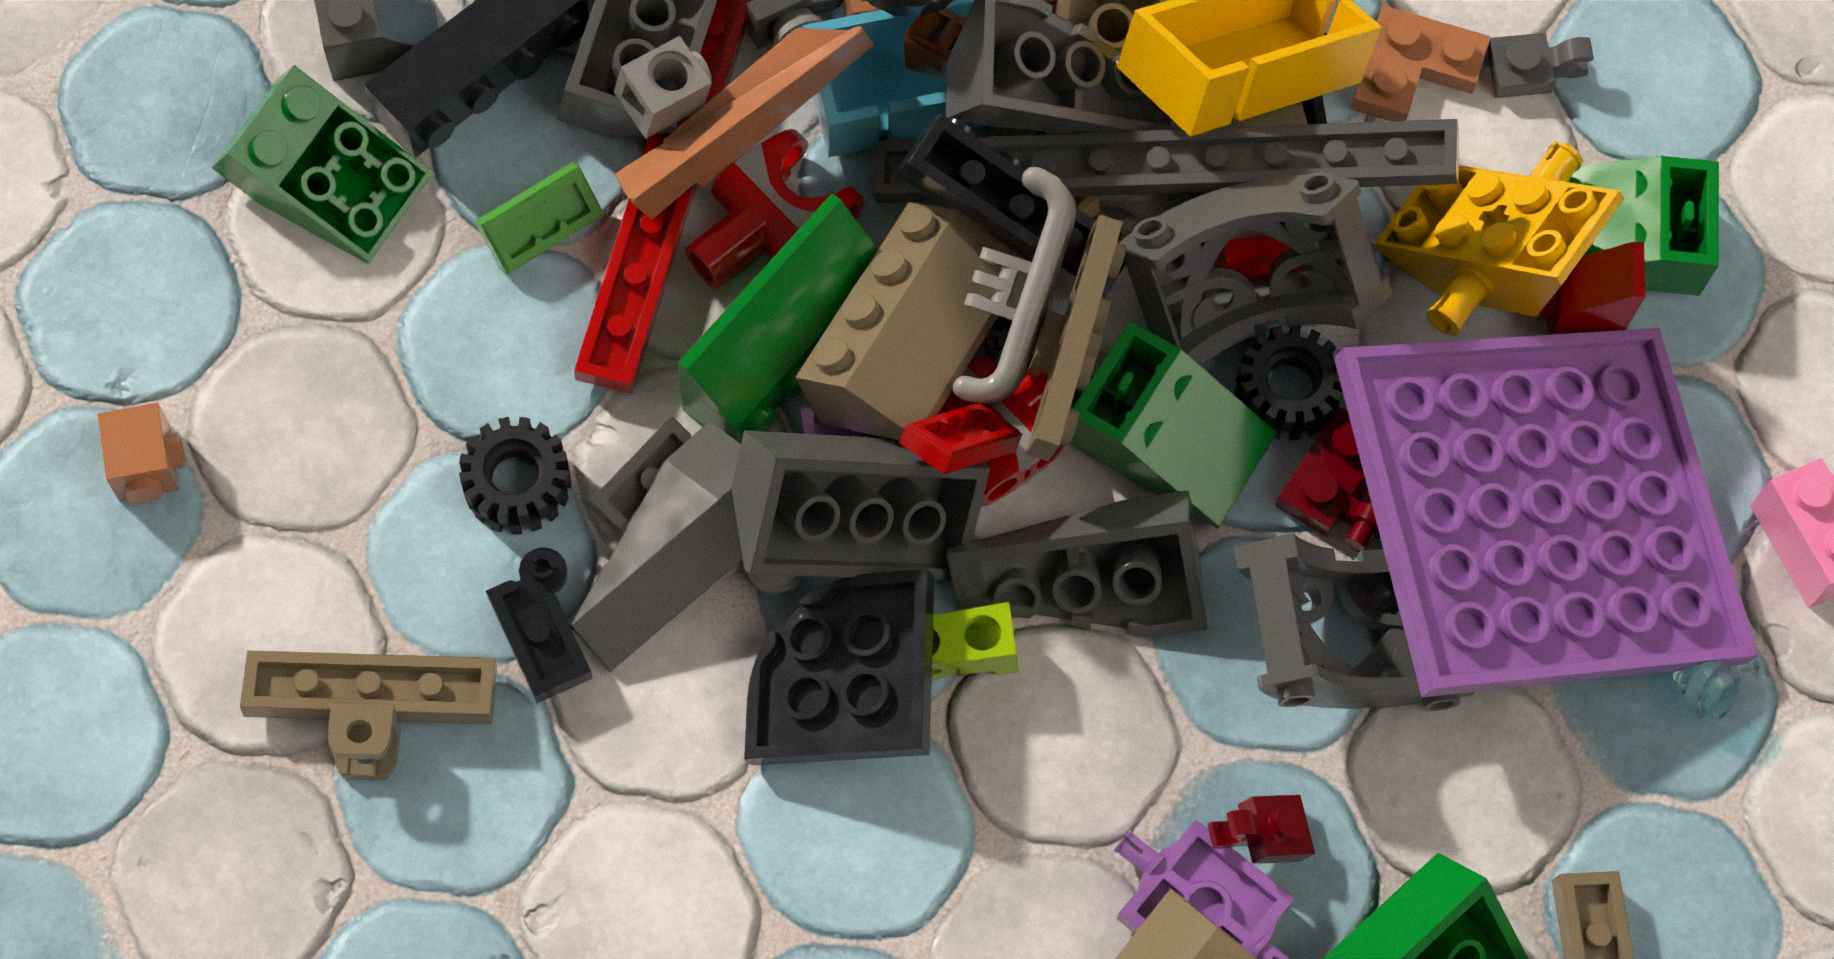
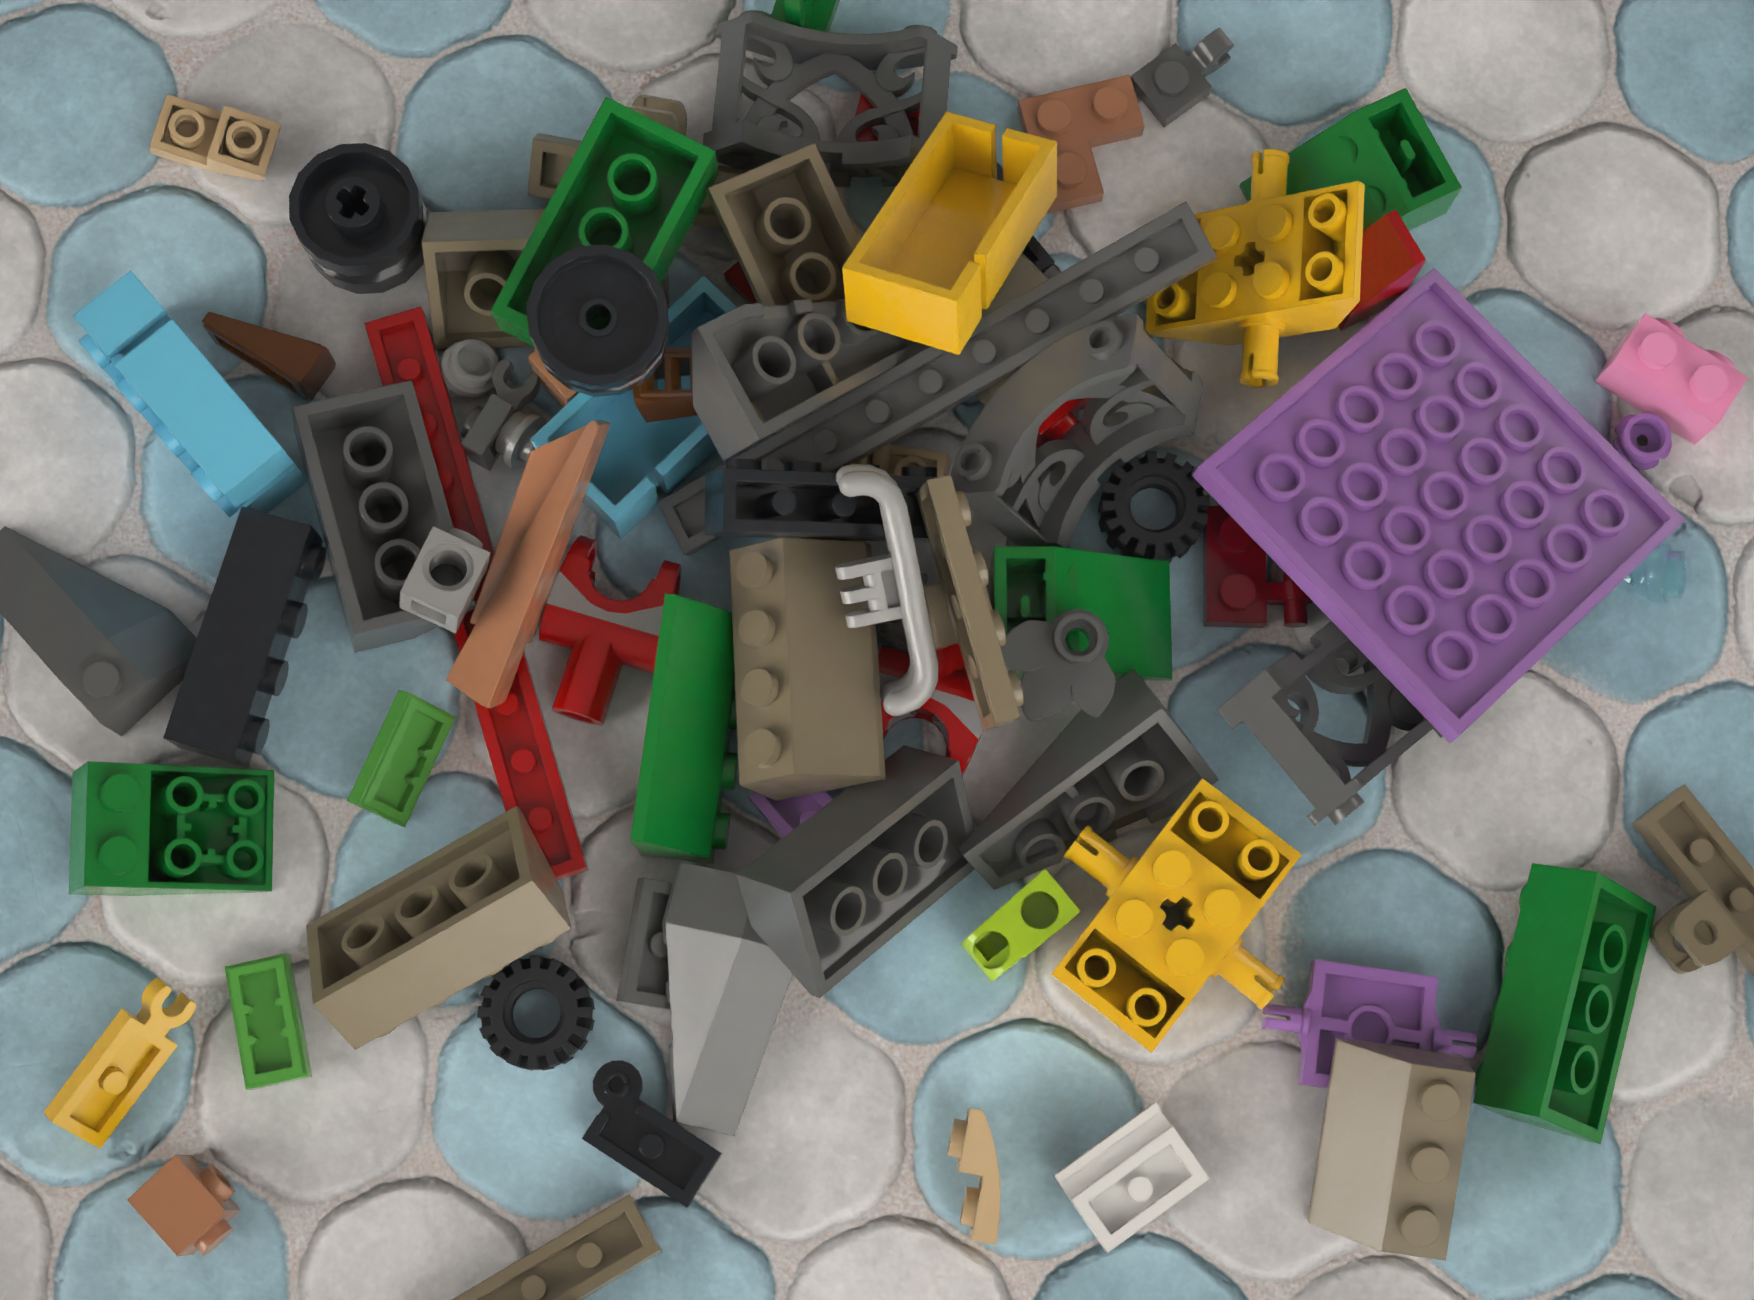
camera: 30 degrees left, 10 degrees up
(160, 318) = (119, 1066): none -> yellow plate
(299, 355) = (268, 1021): none -> bright green plate
(477, 359) = (434, 929): none -> dark tan slope
(799, 805) = (976, 1154): none -> tan slope
(846, 674) = (946, 1019): black plate -> none
(921, 902) = (1131, 1177): none -> white plate
(960, 438) = (920, 754): red plate -> none
(1115, 441) = (1055, 673): none -> dark grey plate
(1147, 678) = (1219, 872): none -> yellow slope
(1269, 826) = (1380, 929): dark red plate -> none
(1768, 560) = (1651, 428): none -> medium lavender plate

